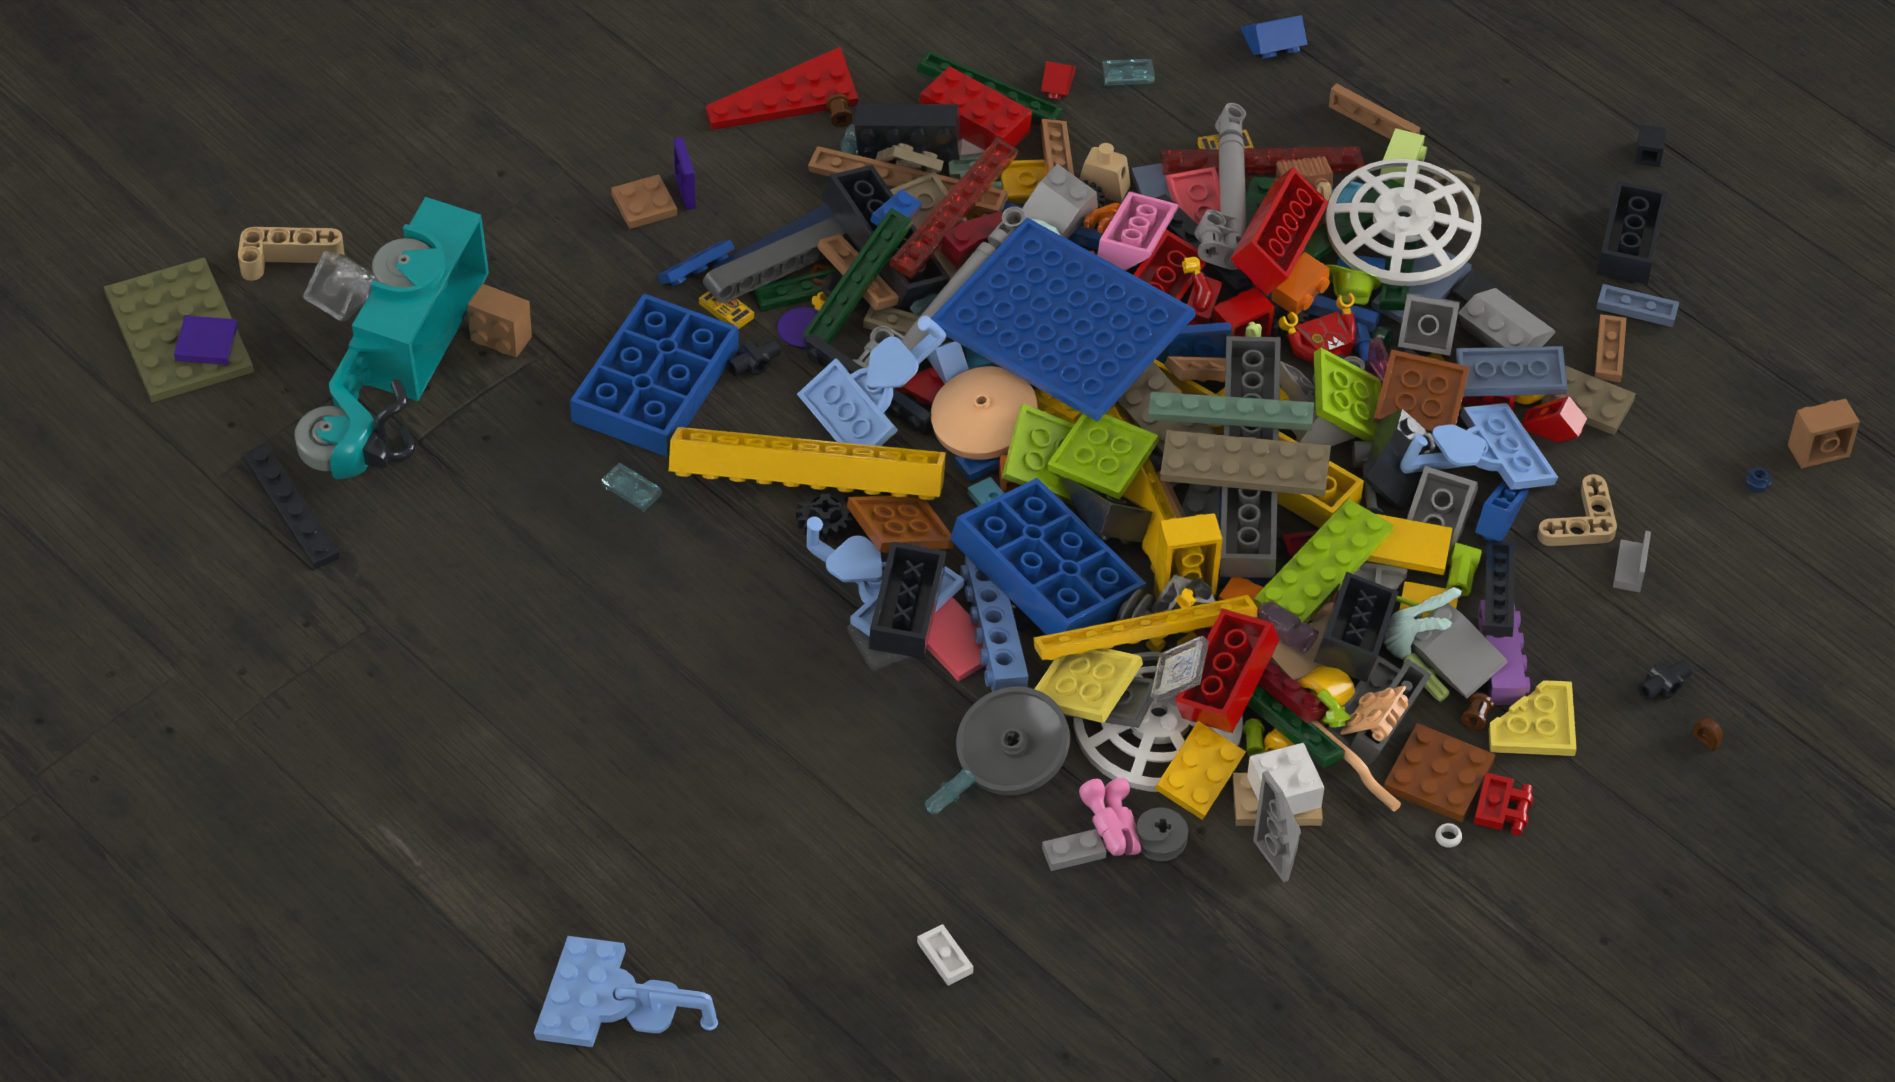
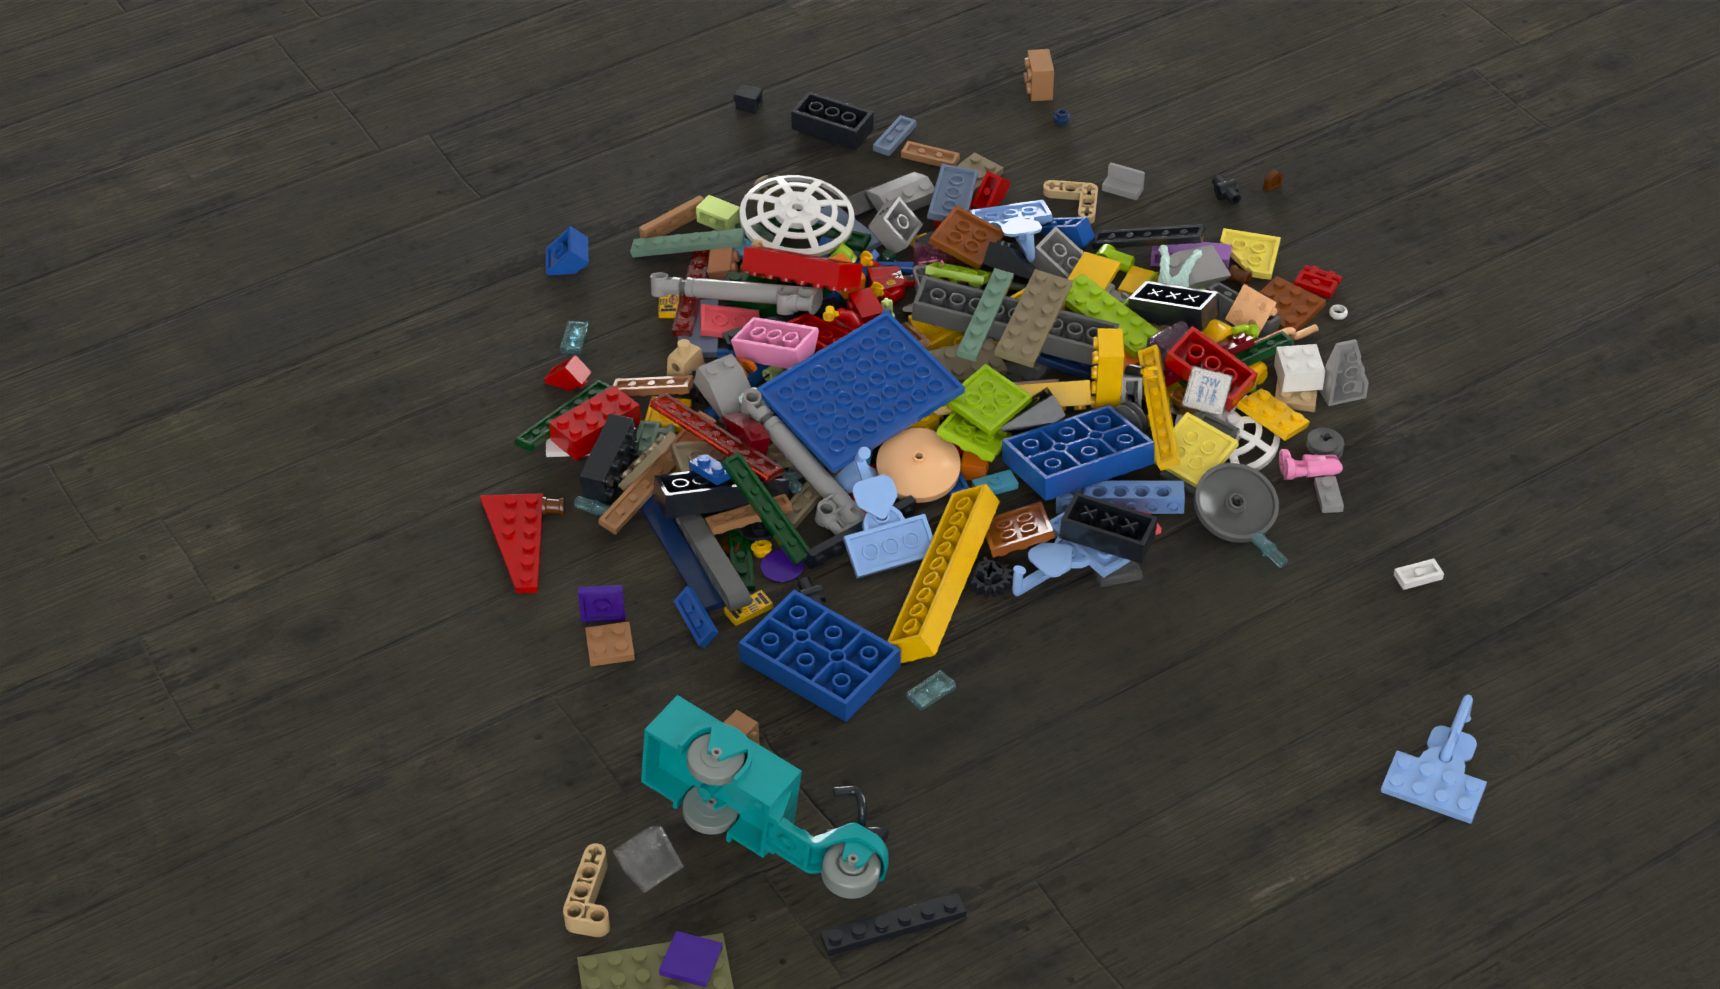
camera: 75 degrees left, 5 degrees down
(1326, 134) = (687, 242): none -> sand green plate

